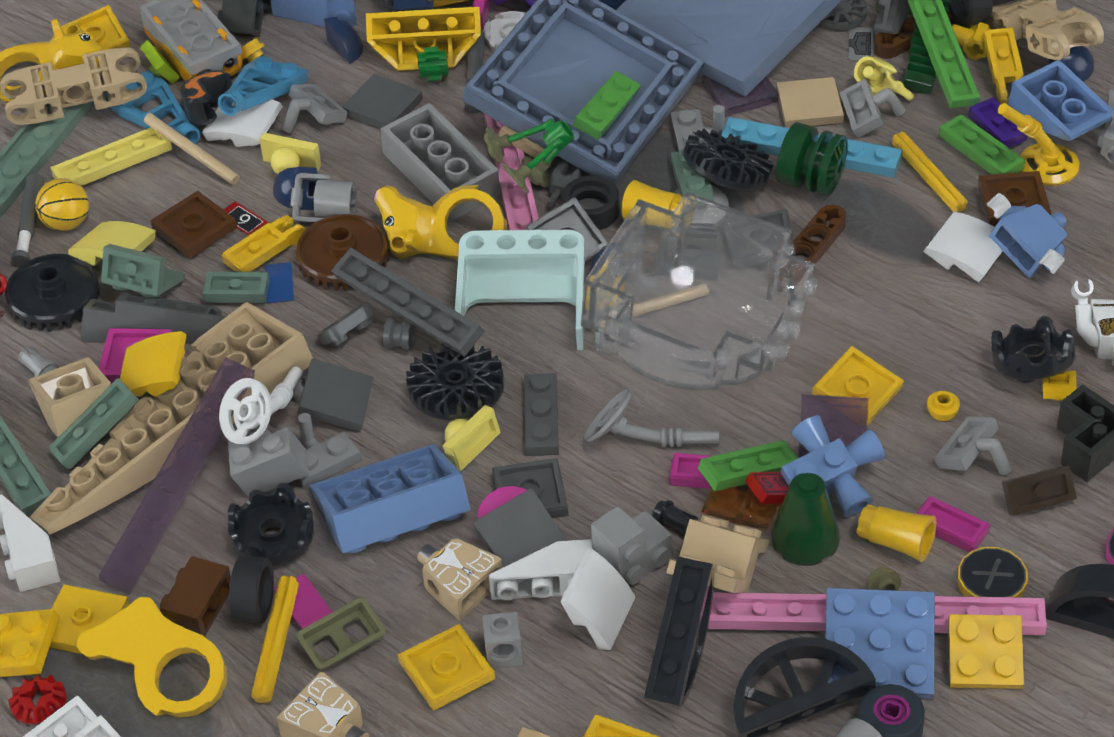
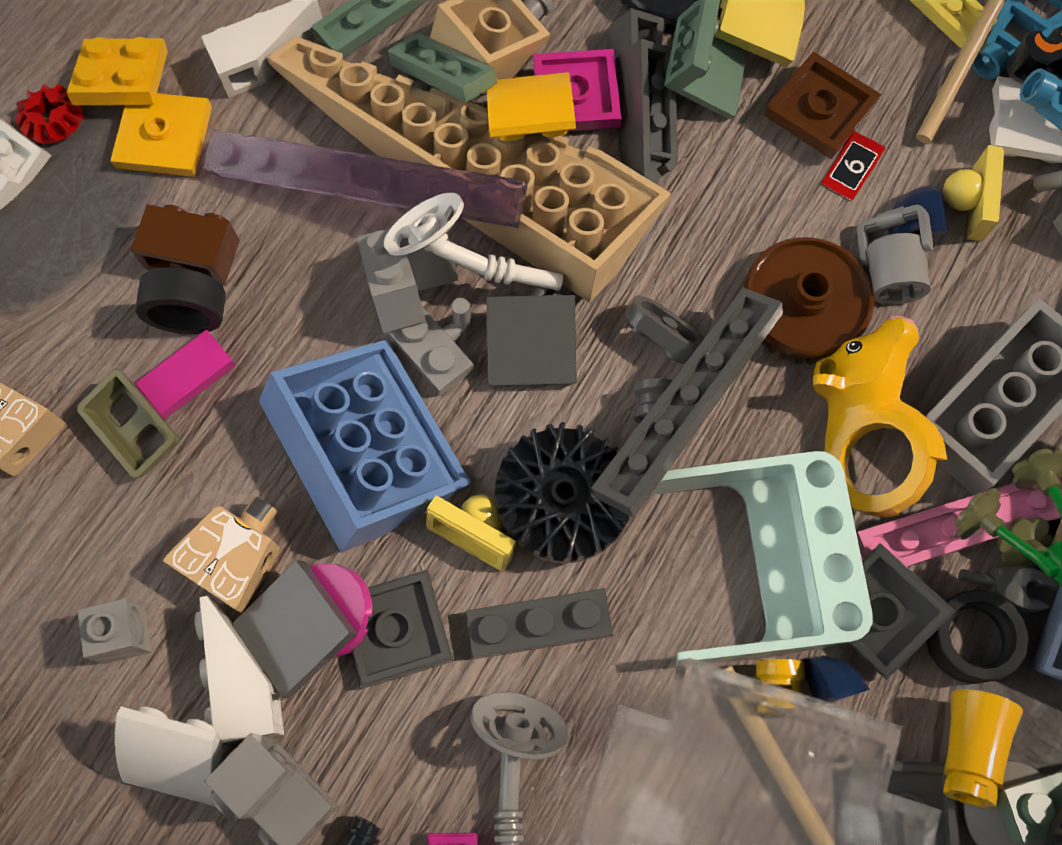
camera: 80 degrees right, 25 degrees up
(149, 641) = (105, 196): yellow animal -> none
(236, 287) = (715, 180): sand green plate -> none
(263, 244) = (800, 197): yellow hinge -> none
(268, 510) = (293, 279): black plate -> none
(275, 639) = (123, 346): yellow axle -> none
(280, 283) = (744, 233): blue sticker -> none
(446, 667) = (83, 563): yellow plate -> none

